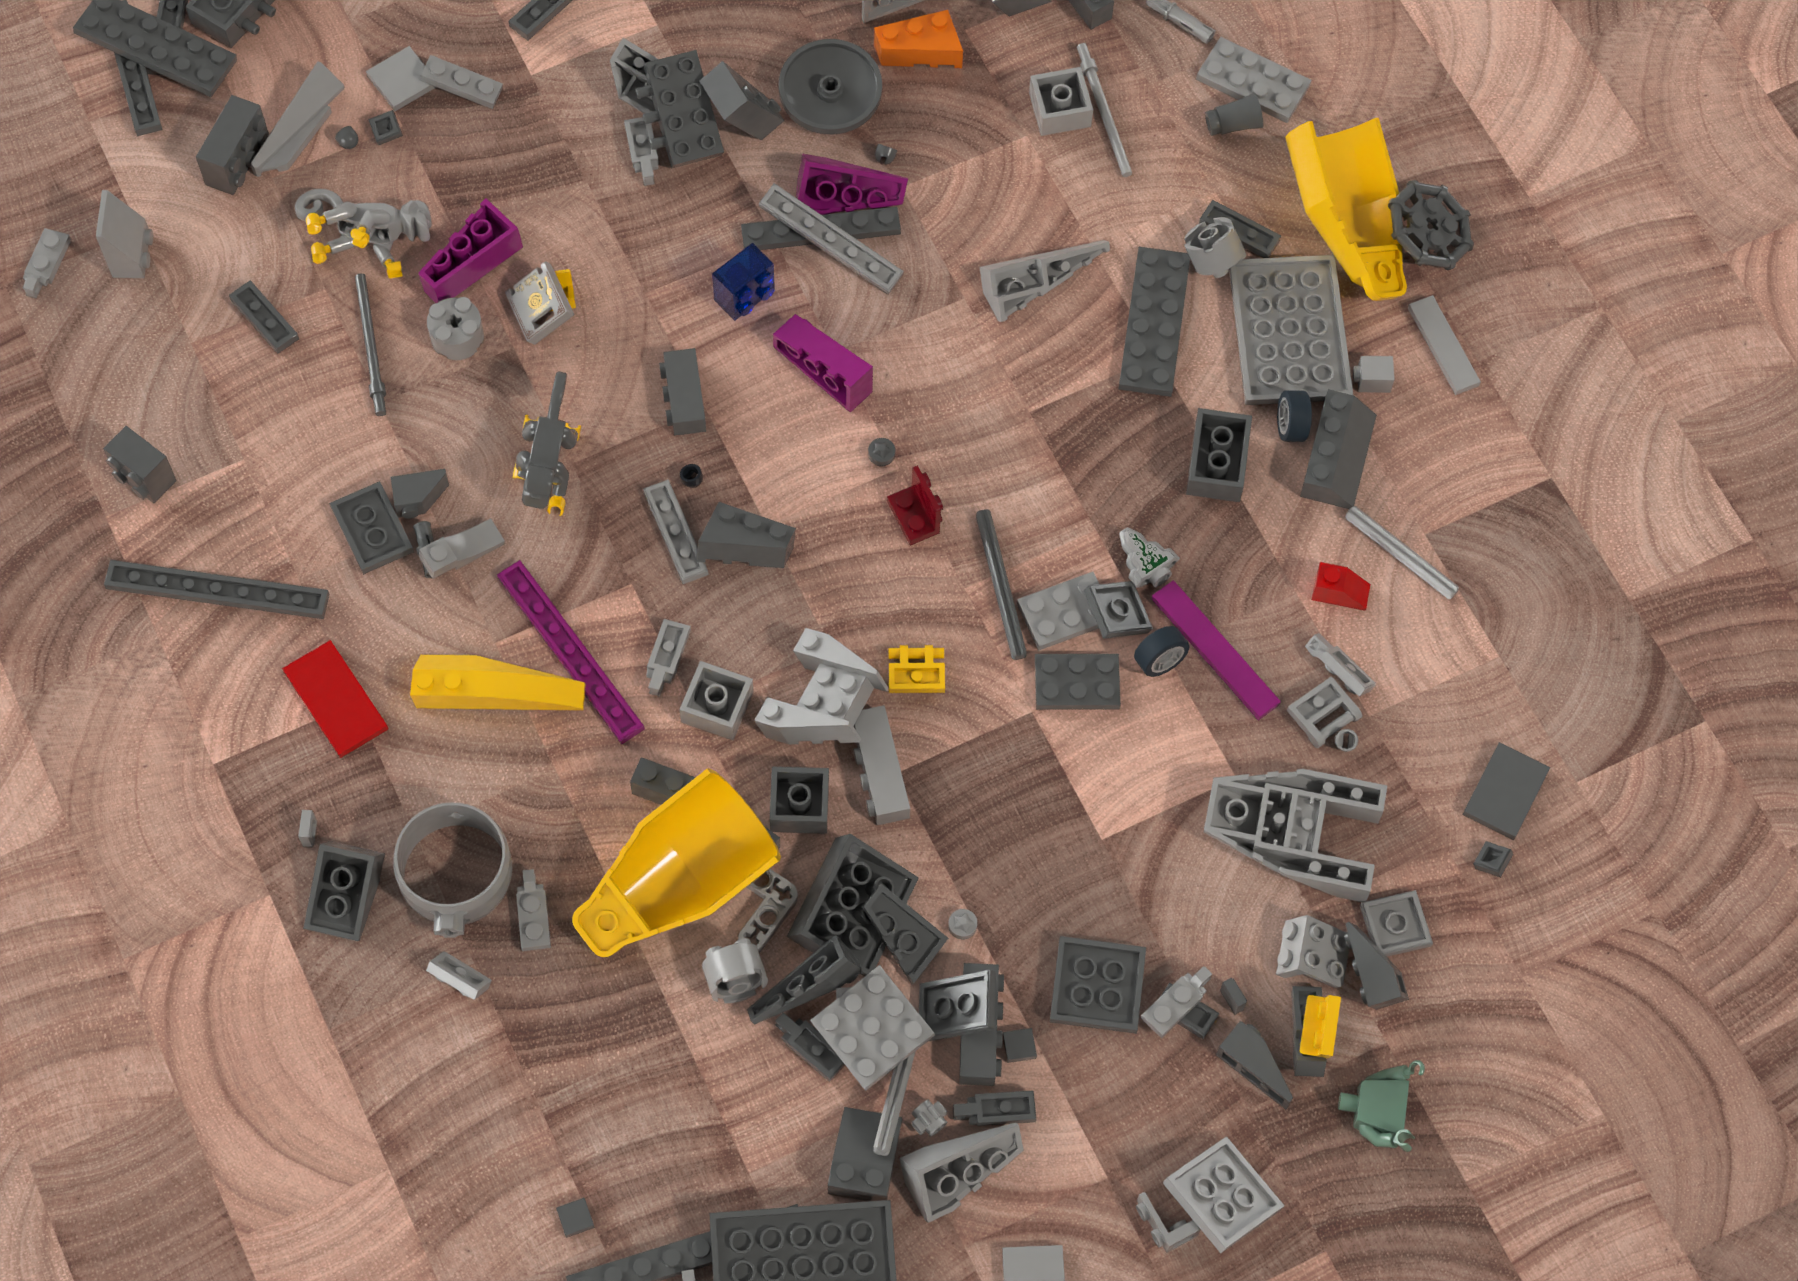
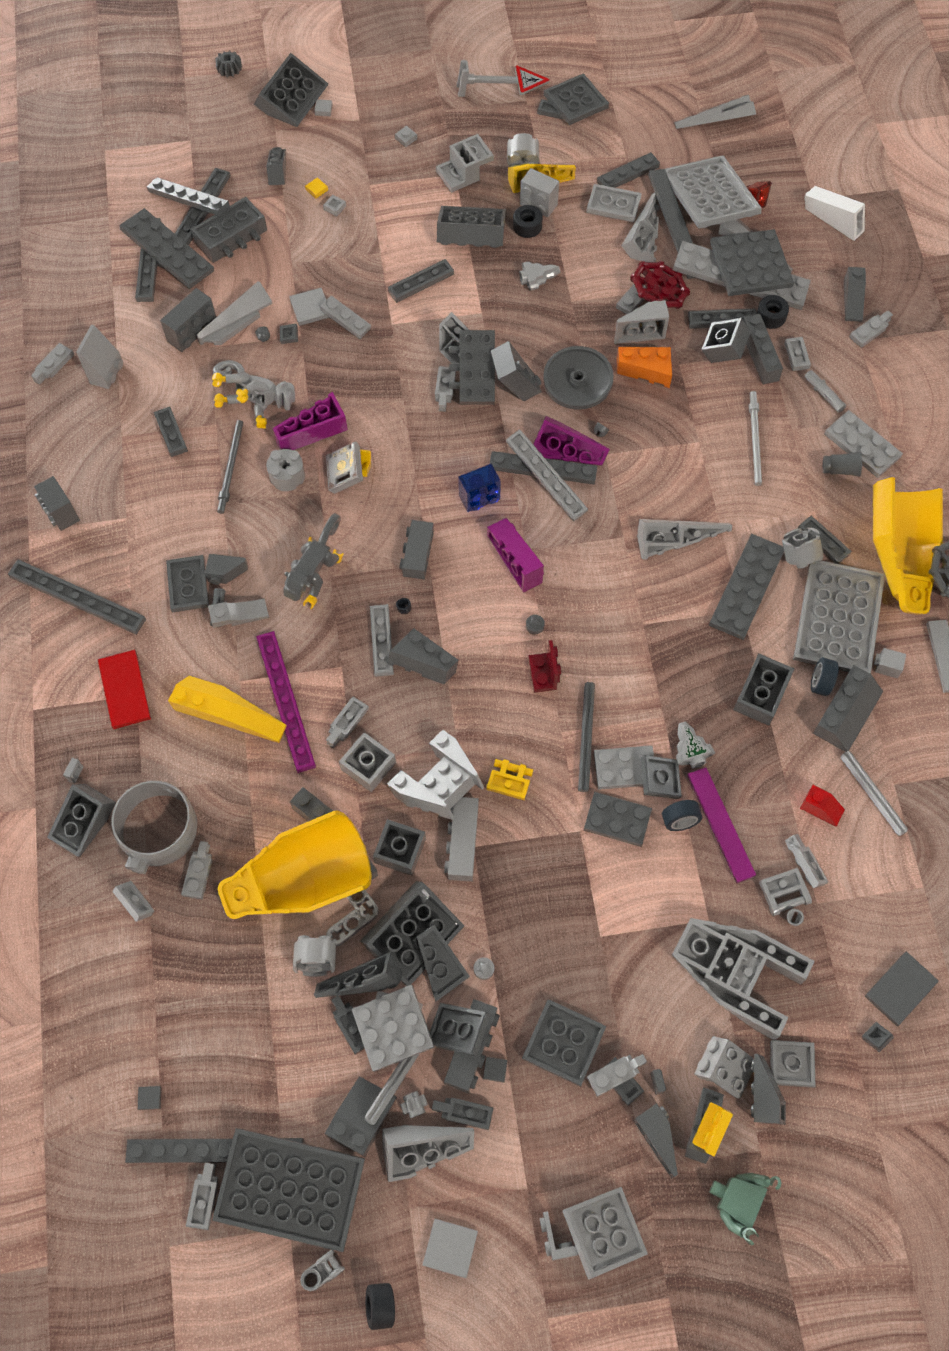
camera: 20 degrees right, 0 degrees up
(1060, 101) = (727, 424): light grey brick -> none

